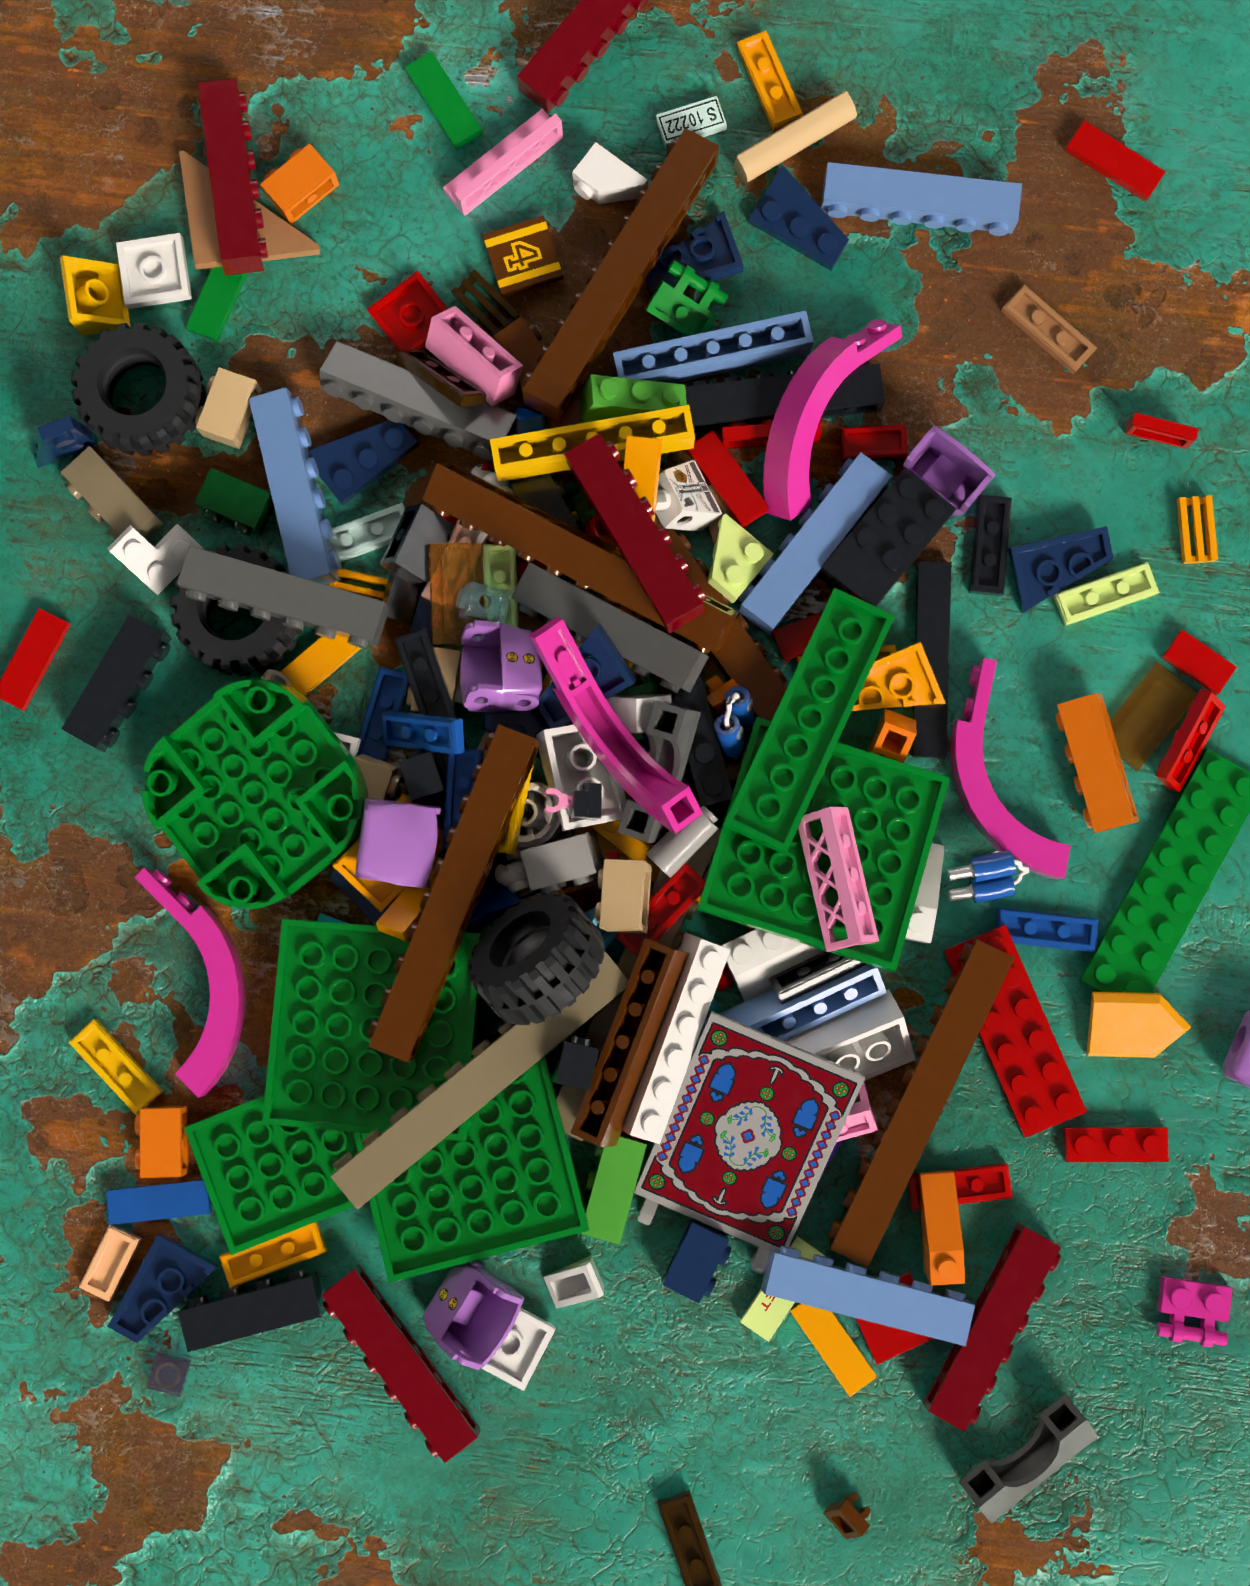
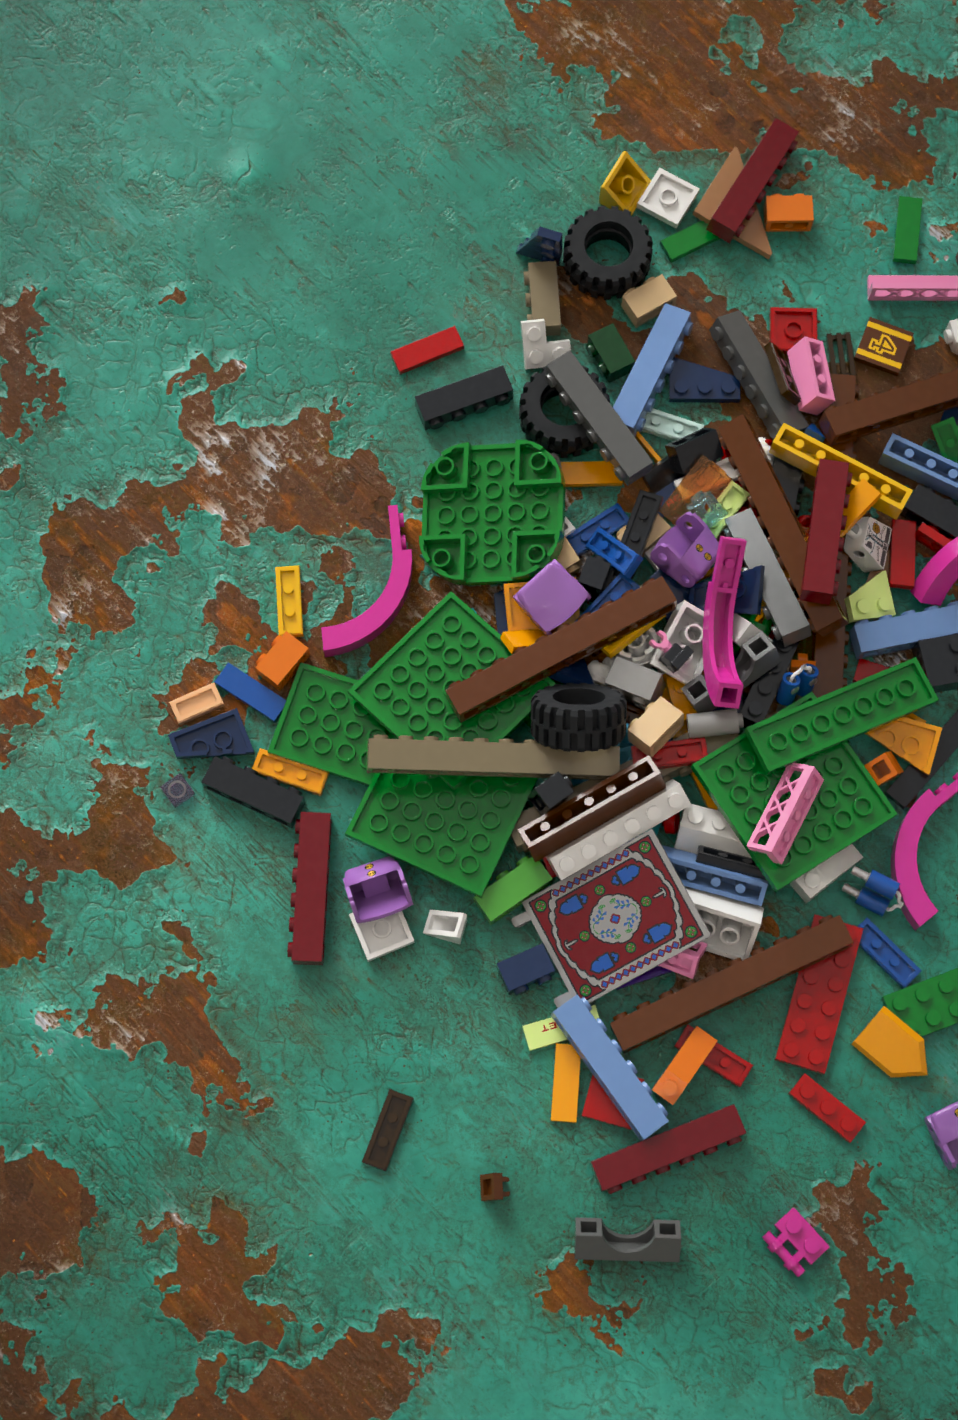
camera: 35 degrees right, 10 degrees down
(616, 397) = (874, 455): bright green brick -> none

